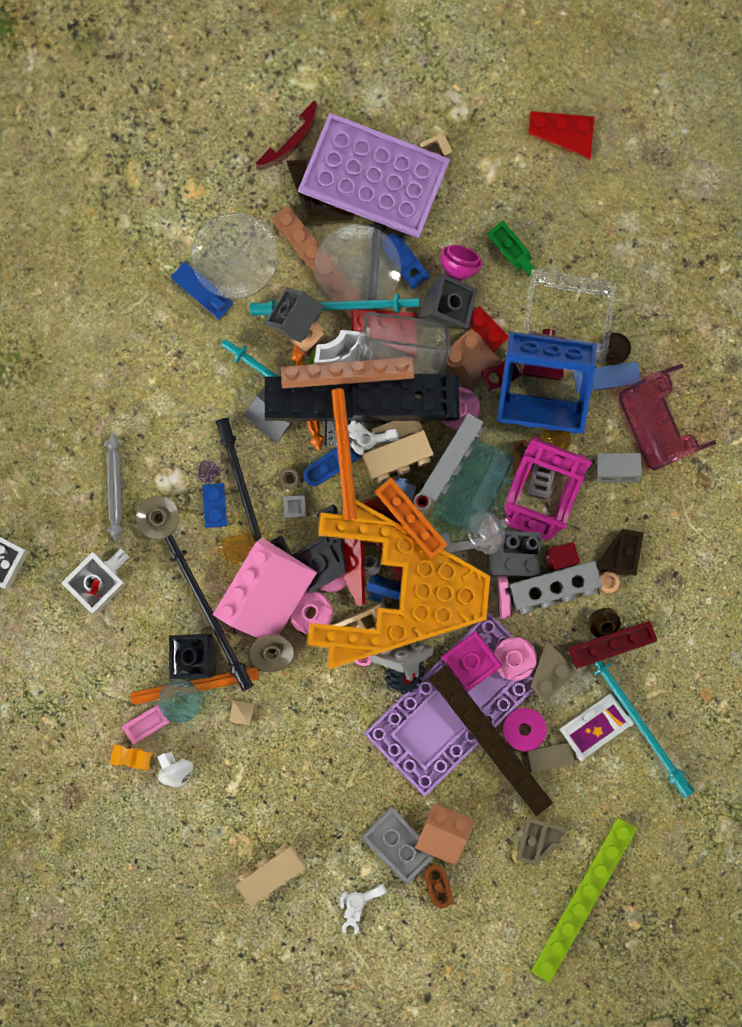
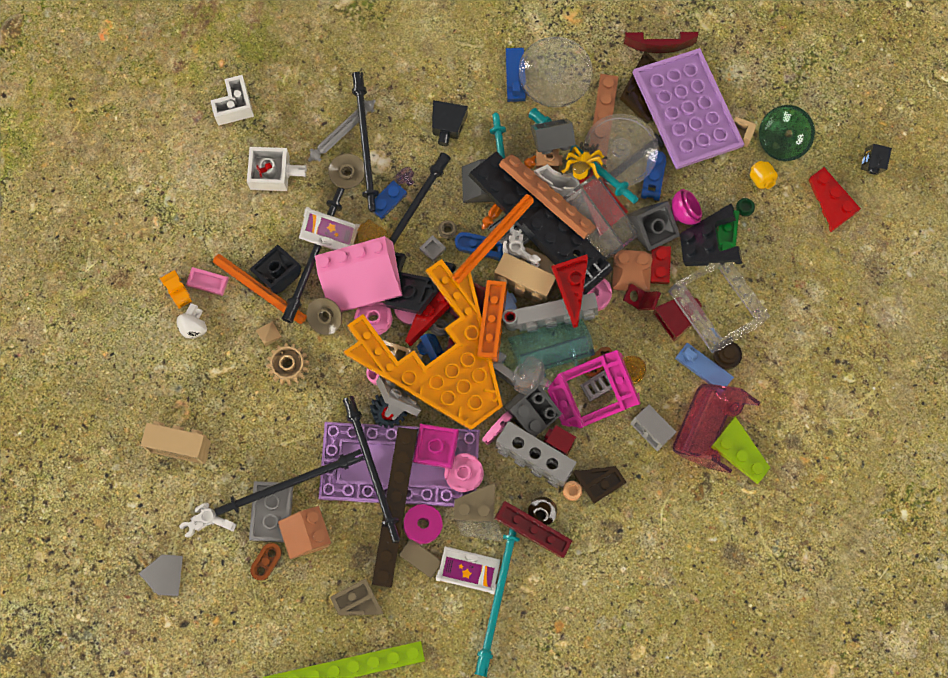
camera: 40 degrees right, 10 degrees down
(94, 441) = (359, 91): none -> black bar
(183, 712) = (231, 291): clear light blue tile -> none
(192, 389) = (448, 121): none -> black torso
(205, 577) = (327, 228): none -> door
(277, 729) = (292, 373): none -> tan gear
(344, 313) = (583, 163): none -> yellow animal
(372, 979) = (164, 575): none -> light grey slope
(382, 705) = (354, 417): none -> black bar
(414, 749) = (343, 461): none -> black bar
(442, 424) = (570, 281): none -> red wing
(473, 128) = (774, 133): none -> clear green dish
(491, 168) = (763, 175): none -> yellow head
(501, 278) = (701, 241): none -> black wing
(503, 210) = (745, 207): none -> dark green plate
(541, 411) = (640, 342): blue window -> none
(566, 63) = (876, 159): none -> black head
(702, 415) = (740, 451): none -> lime wing

